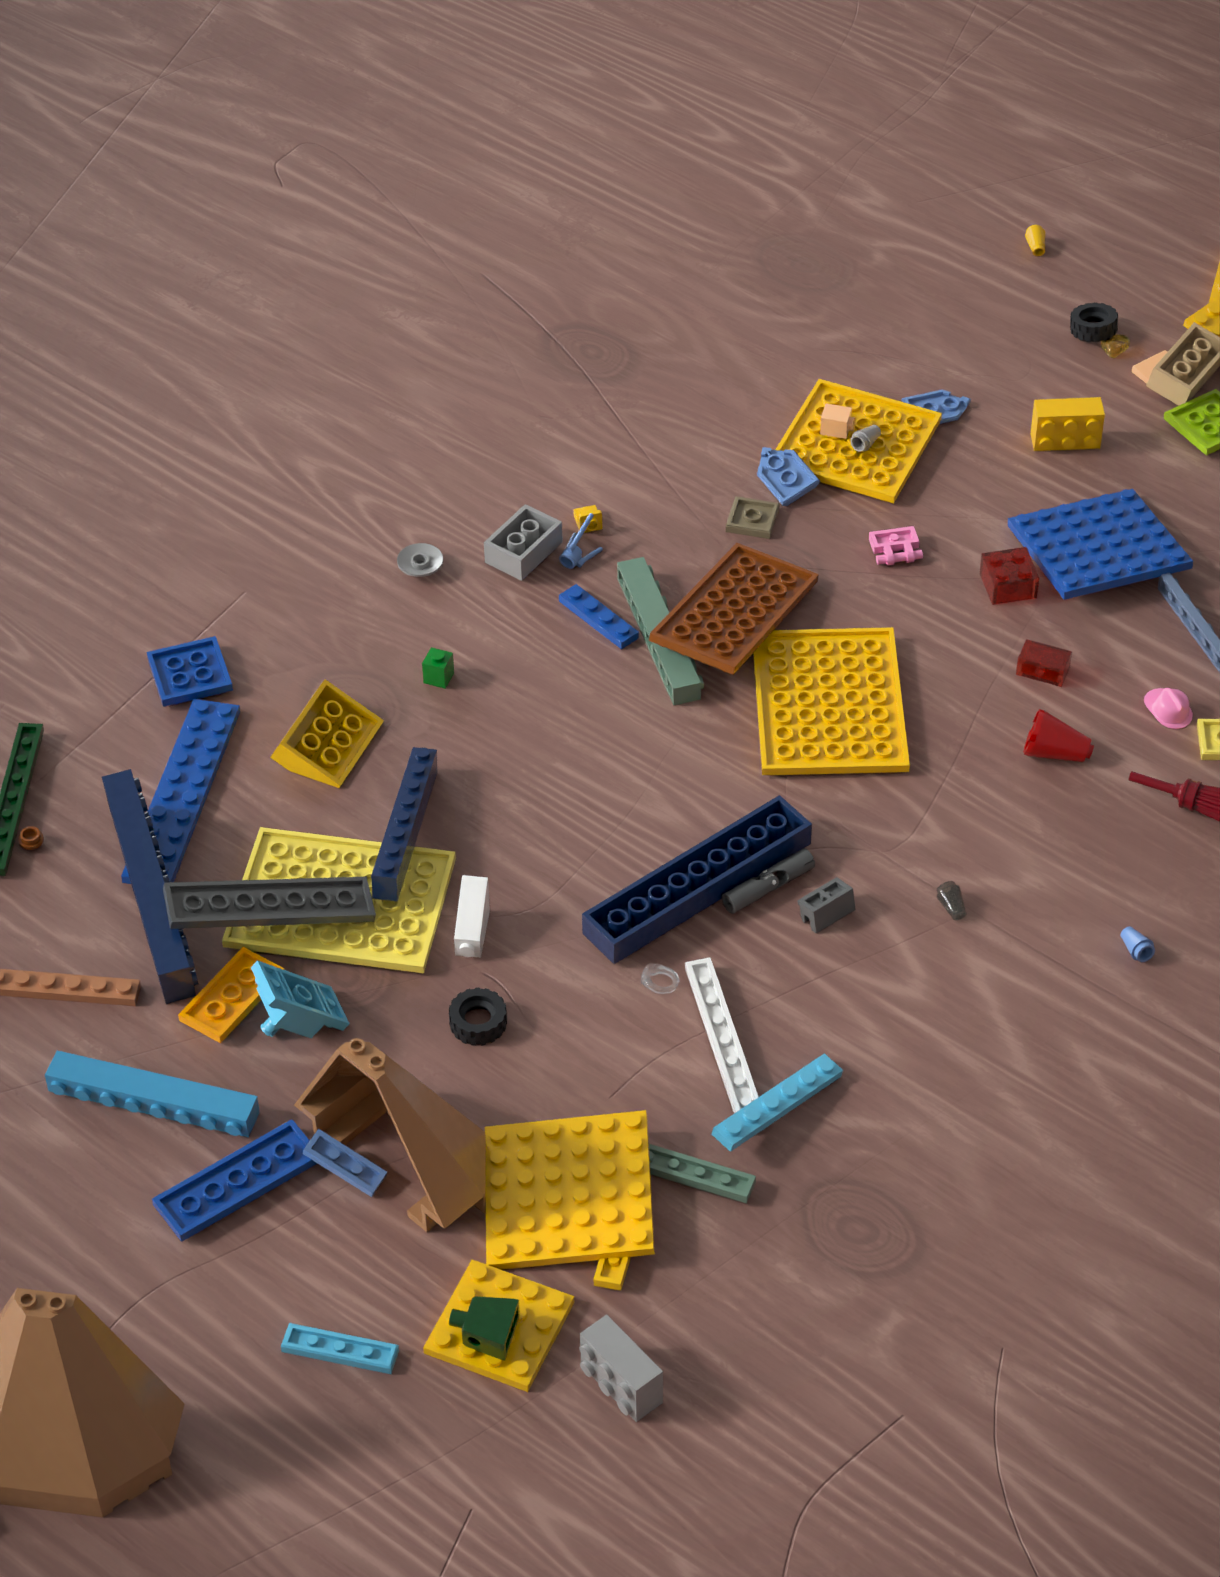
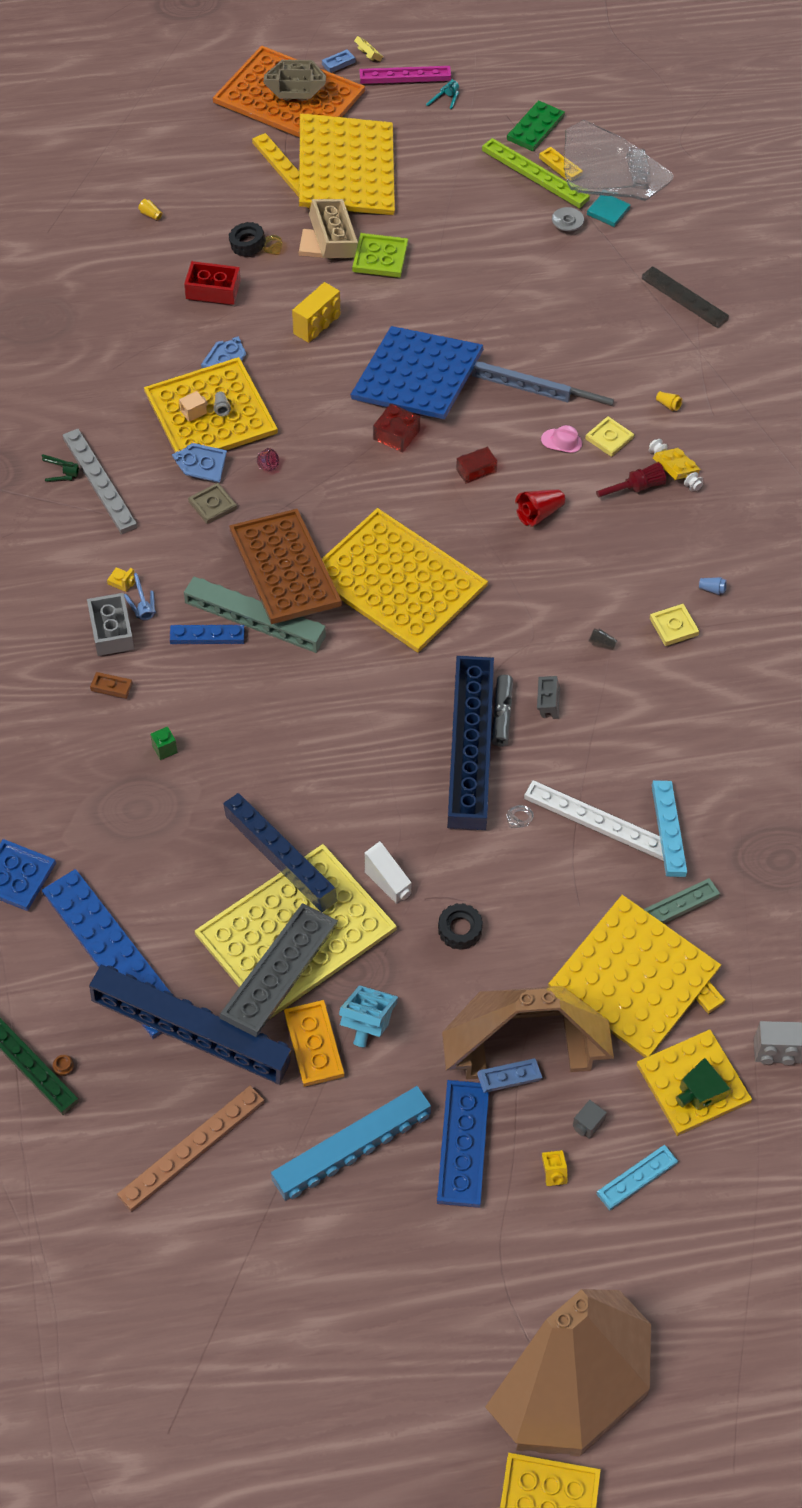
camera: 50 degrees left, 10 degrees up
(280, 1268) = (554, 1168): none -> yellow bracket
(327, 736) = (154, 841): yellow slope -> none
(362, 1261) = (589, 1119): none -> dark grey brick
(420, 560) = (61, 680): light grey dish -> none
(462, 592) = (111, 685): none -> dark orange plate
(664, 399) = (69, 468): none -> dark green plant
(679, 429) = (99, 481): none -> light grey plate
(849, 516) = (268, 460): none -> clear pink cone
(895, 540) = (308, 457): bright pink plate -> none
(1004, 335) = (212, 282): none -> red brick
(1044, 945) = (674, 624): none -> light yellow plate

